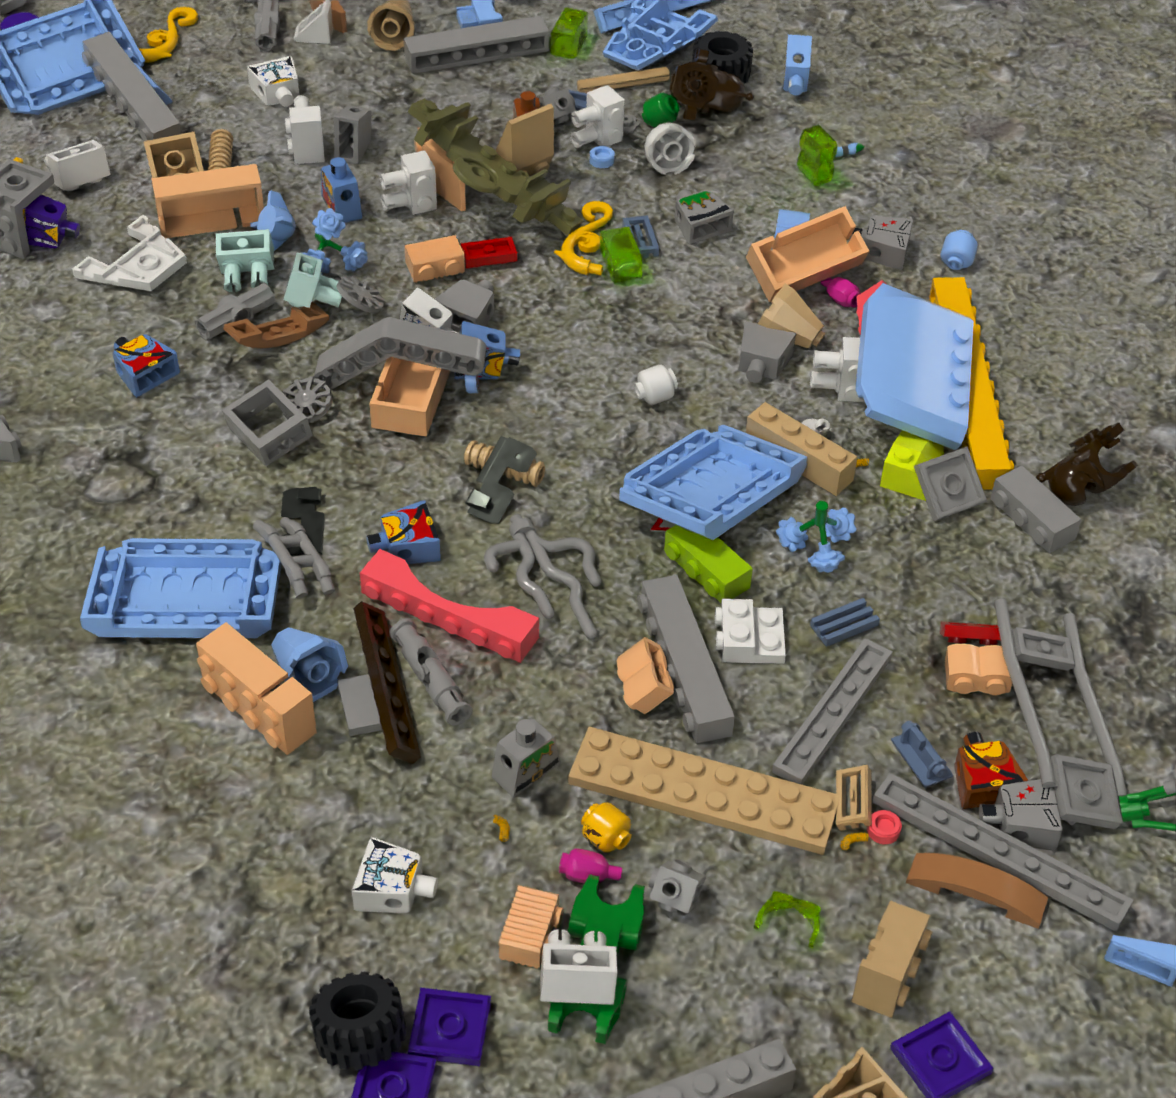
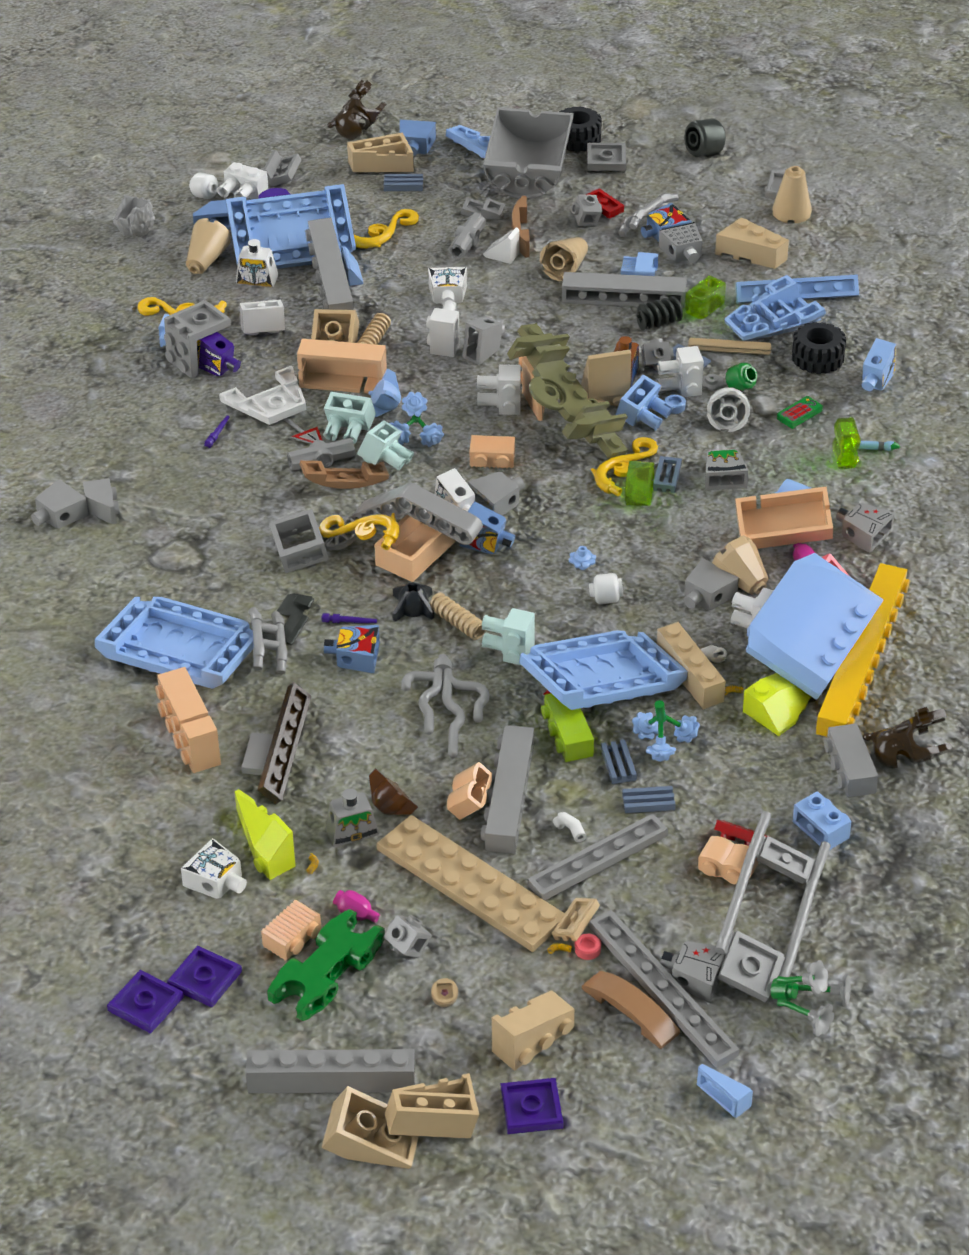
camera: 25 degrees right, 5 degrees down
(39, 107) = (256, 265): none -> white torso
(89, 322) = (214, 435): none -> dark purple piece
(144, 363) = (235, 476): medium blue torso -> none
(206, 293) = (305, 436): none -> light grey piece
(310, 660) = (235, 714): light blue cone -> none
(339, 180) = (447, 375): medium blue torso -> none
(340, 382) = (363, 527): none -> yellow plant
(357, 1020) = (140, 948): black tyre -> none
(360, 294) = (419, 464): light grey wheel -> none
(361, 505) = (336, 618): none -> dark purple piece
(431, 672) = (320, 745): light grey piece -> none
(439, 816) = (267, 837): none -> neon yellow wedge
(441, 459) = (413, 601): none -> black piece
(472, 383) = (469, 551): light blue tile -> none
(489, 252) = (538, 457): red plate -> none
(491, 491) = (437, 634): pearl dark grey piece -> none
(499, 629) = (386, 731): coral arch -> none
(530, 60) = (659, 311): none -> pearl dark grey piece
(553, 712) = (388, 796): none -> reddish brown piece
(571, 158) = (639, 399): none -> light blue brick
(578, 971) = (297, 961): white brick -> none
(594, 470) = (517, 634): none -> light aqua brick
(606, 356) = (582, 558): none -> light blue plant
(606, 827) = (381, 883): yellow head -> none
(706, 88) = (786, 367): dark brown helmet -> none
(739, 134) = (799, 412): none -> tile
(749, 632) = (570, 785): white plate -> none
(757, 945) = (444, 992): none -> tan tile
(781, 679) = (564, 819): none -> white arm
(784, 901) = (481, 971): clear neon green cap -> none
(789, 585) = (615, 748): none -> sand blue tile
(921, 755) = (646, 906): sand blue hinge -> none
(950, 483) = (792, 722): light grey plate -> none
(959, 250) = (922, 547): light blue head -> none
(983, 769) = (683, 926): torso -> none
(1048, 589) = (821, 820): none -> light blue brick

